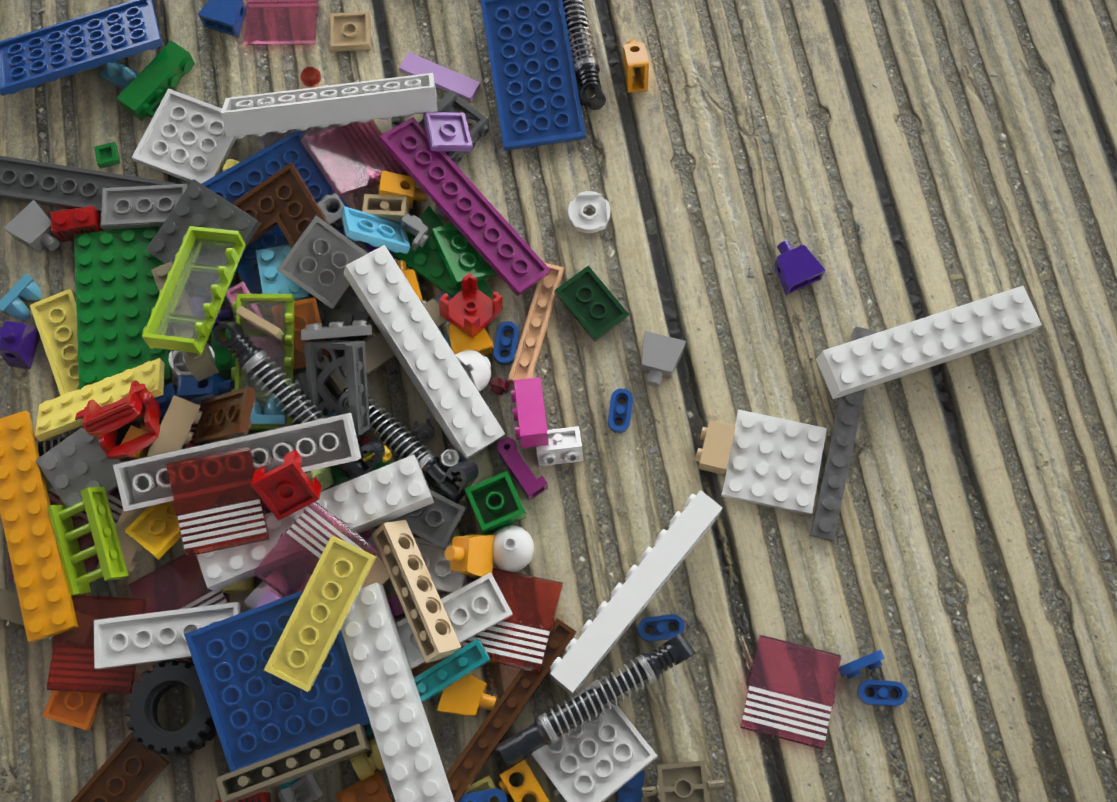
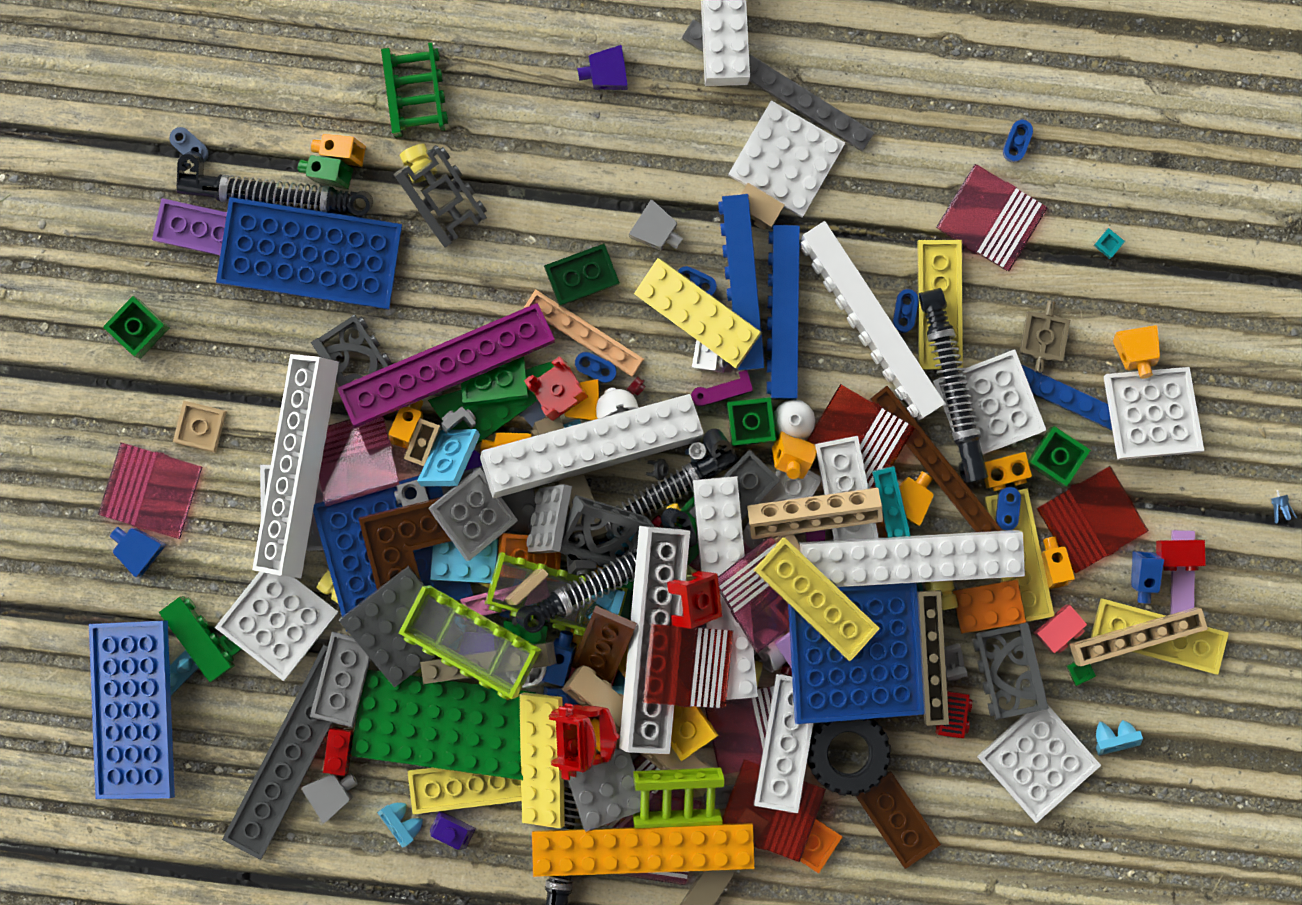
camera: 75 degrees left, 15 degrees up
(107, 155) = (267, 706): green plate -> none
(310, 72) = (235, 480): clear red plate -> none
(443, 77) = (279, 354): lavender tile -> none
(447, 131) = (362, 358): medium lavender tile -> none
(529, 412) = (675, 365): dark pink brick -> none
(585, 223) = (495, 241): white plate -> none
(588, 419) = (697, 313): none -> light yellow plate
(608, 146) = (427, 204): none -> dark grey fence
(612, 51) = (327, 171): none -> green torso
(616, 505) = (784, 312): none -> blue brick
(634, 451) = (742, 269): none -> blue brick
(645, 133) = (416, 159): none -> light yellow wheel
(712, 91) = (396, 102): none -> green fence
(717, 650) = (940, 268): none -> light yellow plate
(853, 668) = (988, 140): blue plate -> none

